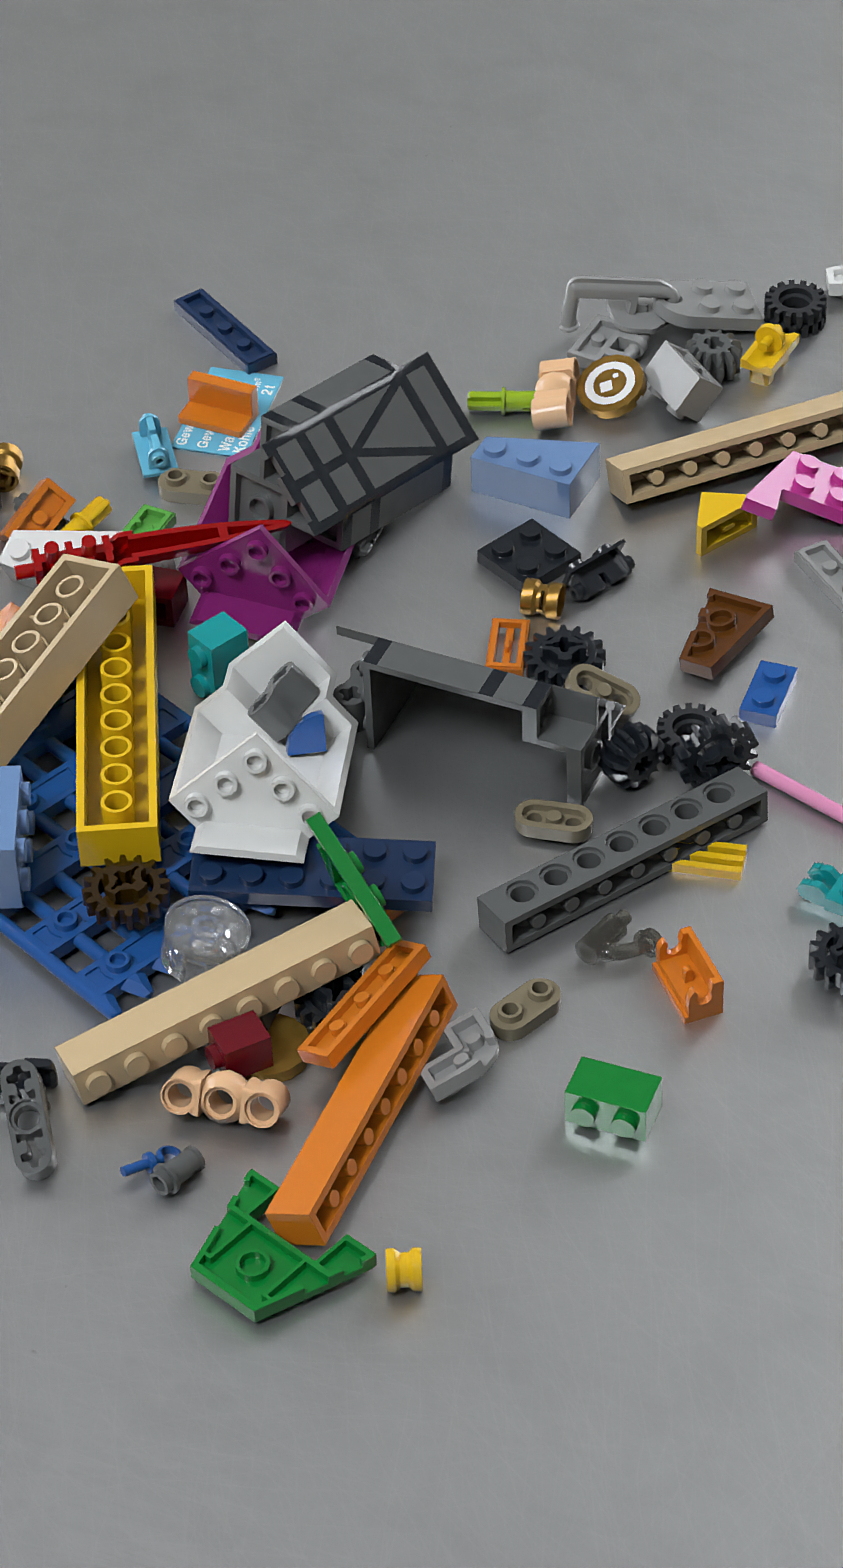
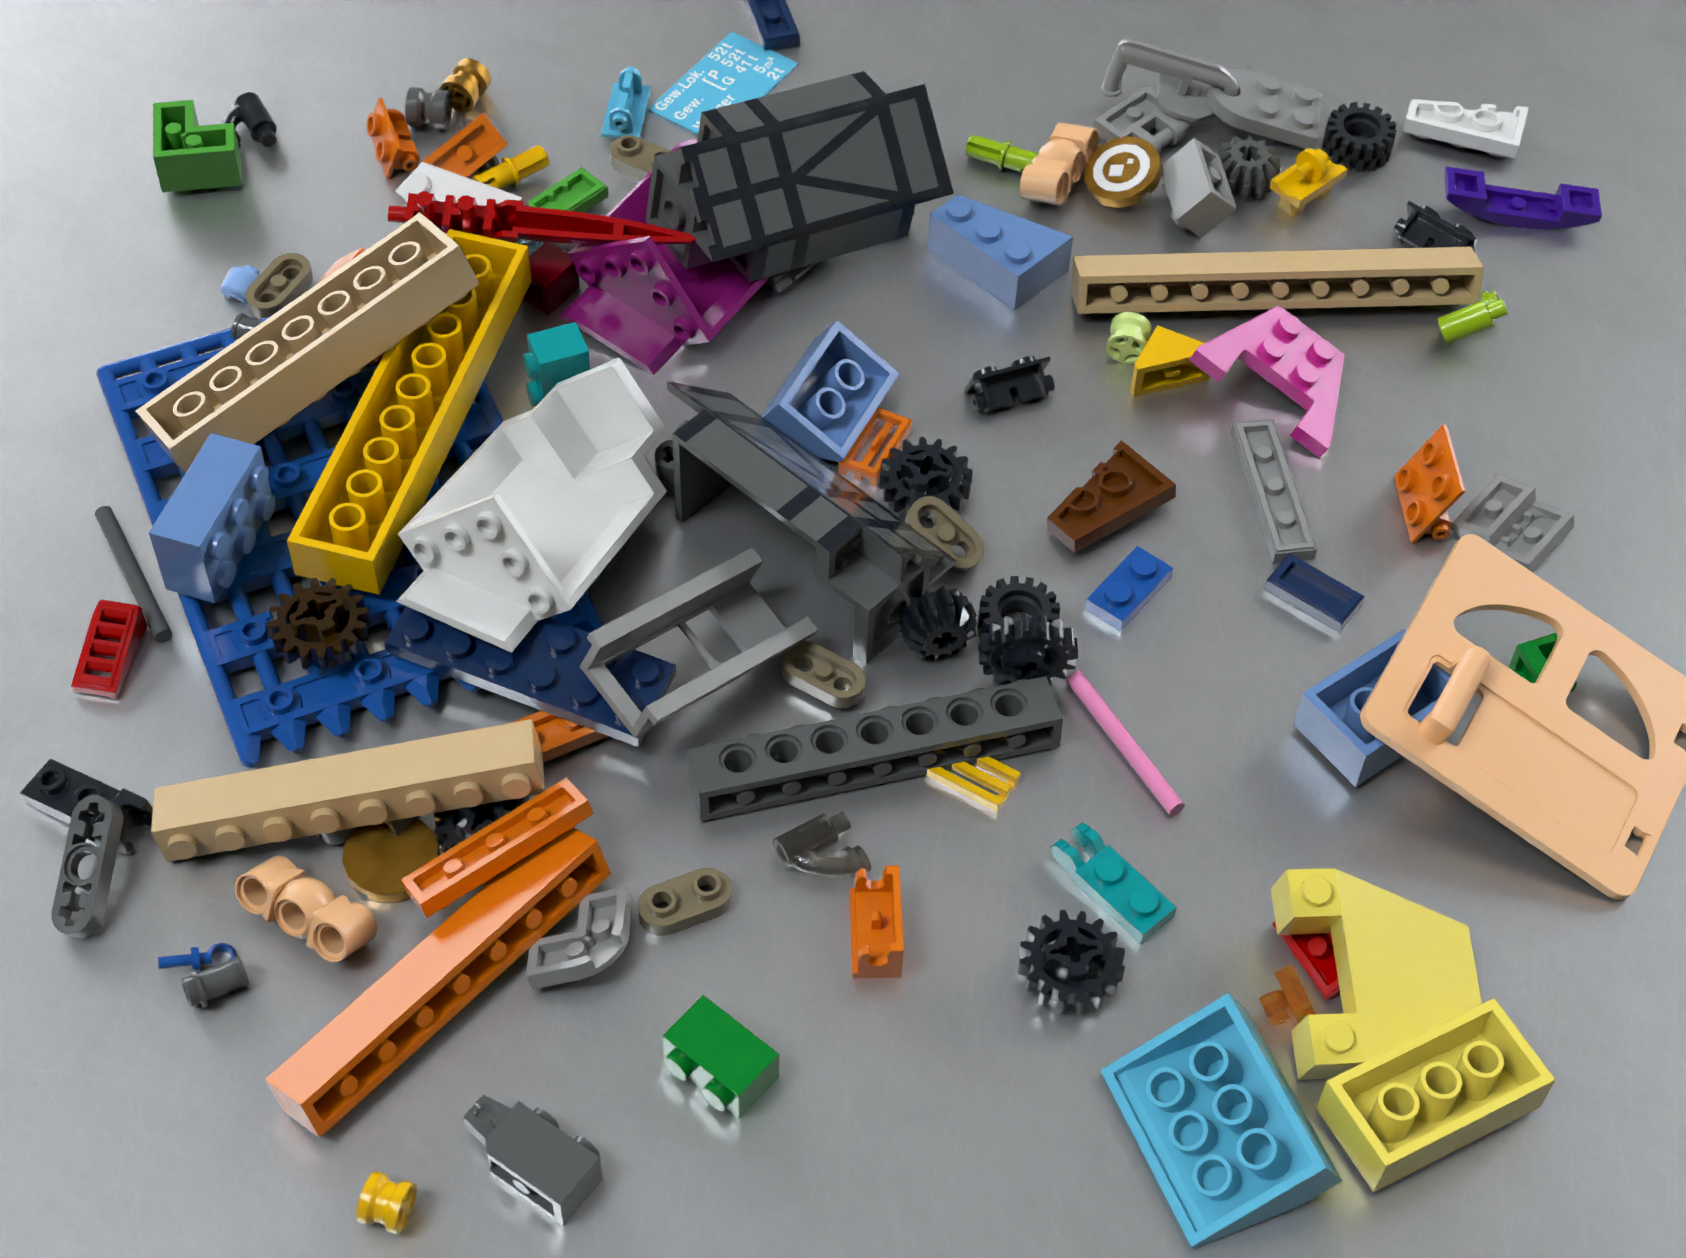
camera: 15 degrees right, 10 degrees up
(202, 935) = (365, 706): clear wheel -> none
(219, 404) = (713, 75): orange panel -> none
(239, 1045) = (346, 852): dark red brick -> none
(260, 1269) = (234, 1139): green wing -> none
(283, 701) = (590, 446): dark grey axle -> none
(307, 735) = (601, 493): blue tile -> none
(346, 874) = (542, 701): green wing -> none
(447, 782) = (733, 603): none -> light grey piece
(454, 612) = (831, 393): none -> medium blue slope
(503, 1206) = (536, 1156): none -> dark grey hinge
(529, 553) = (948, 344): black plate -> none
(542, 598) = (936, 399): pearl gold wheel -> none
(678, 510) = (1128, 337): none -> yellowish green wheel

